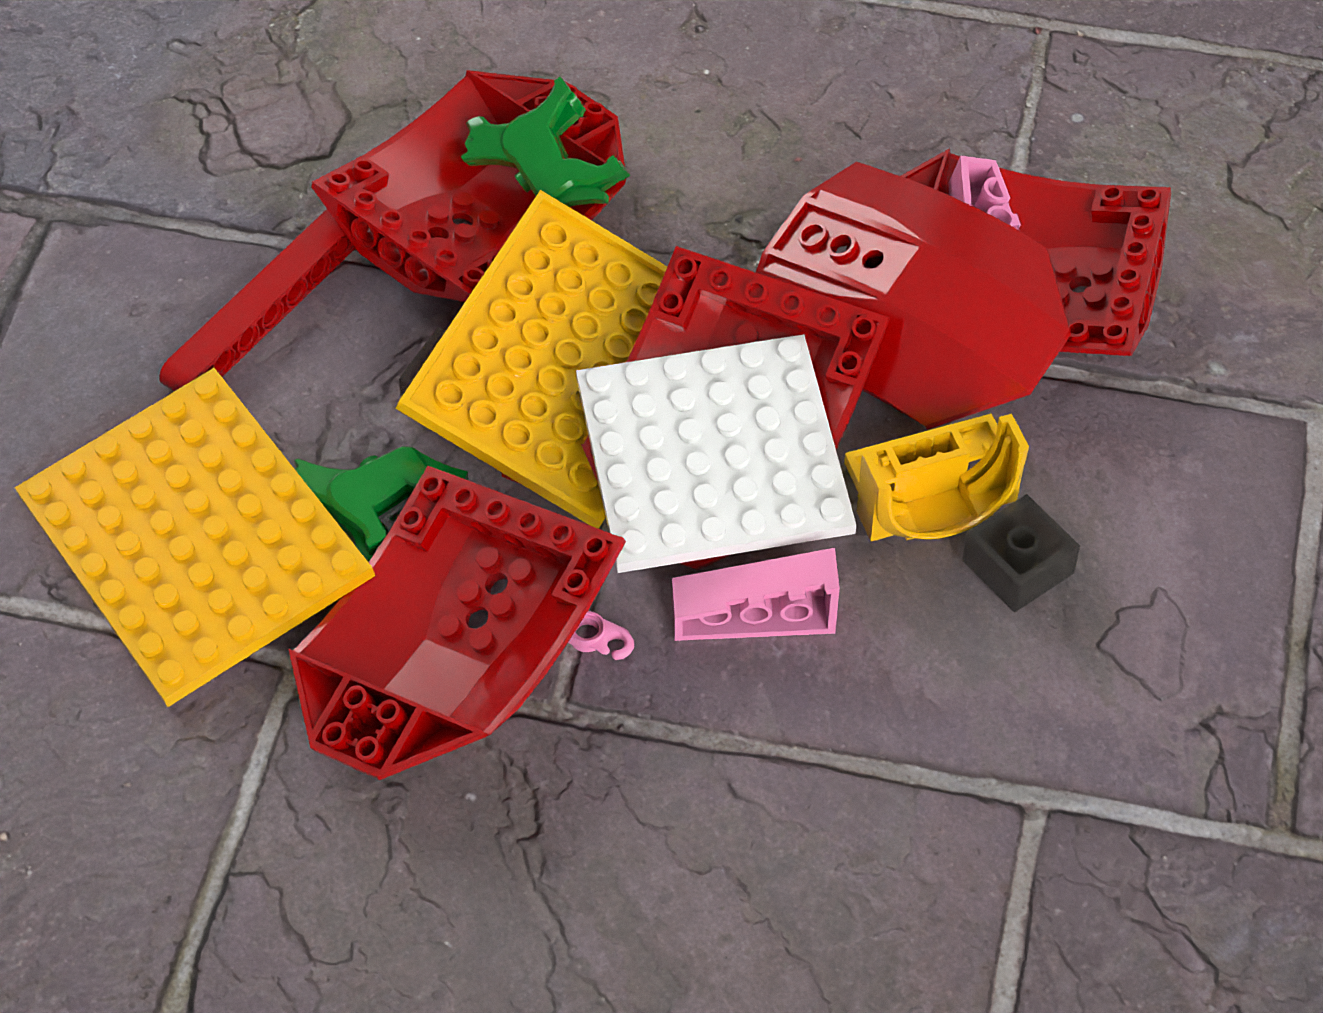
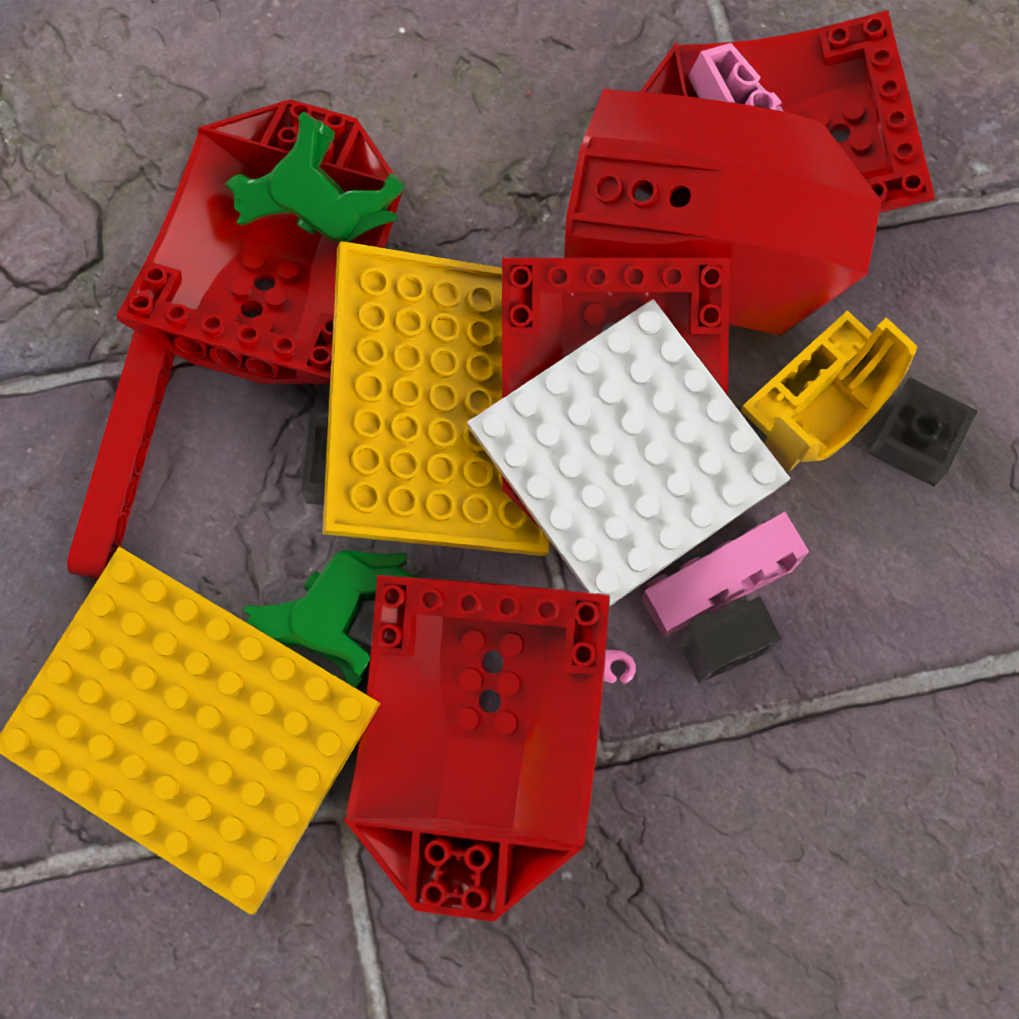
camera: 25 degrees left, 20 degrees up
(730, 647) = (729, 638): none -> clear smoke brick

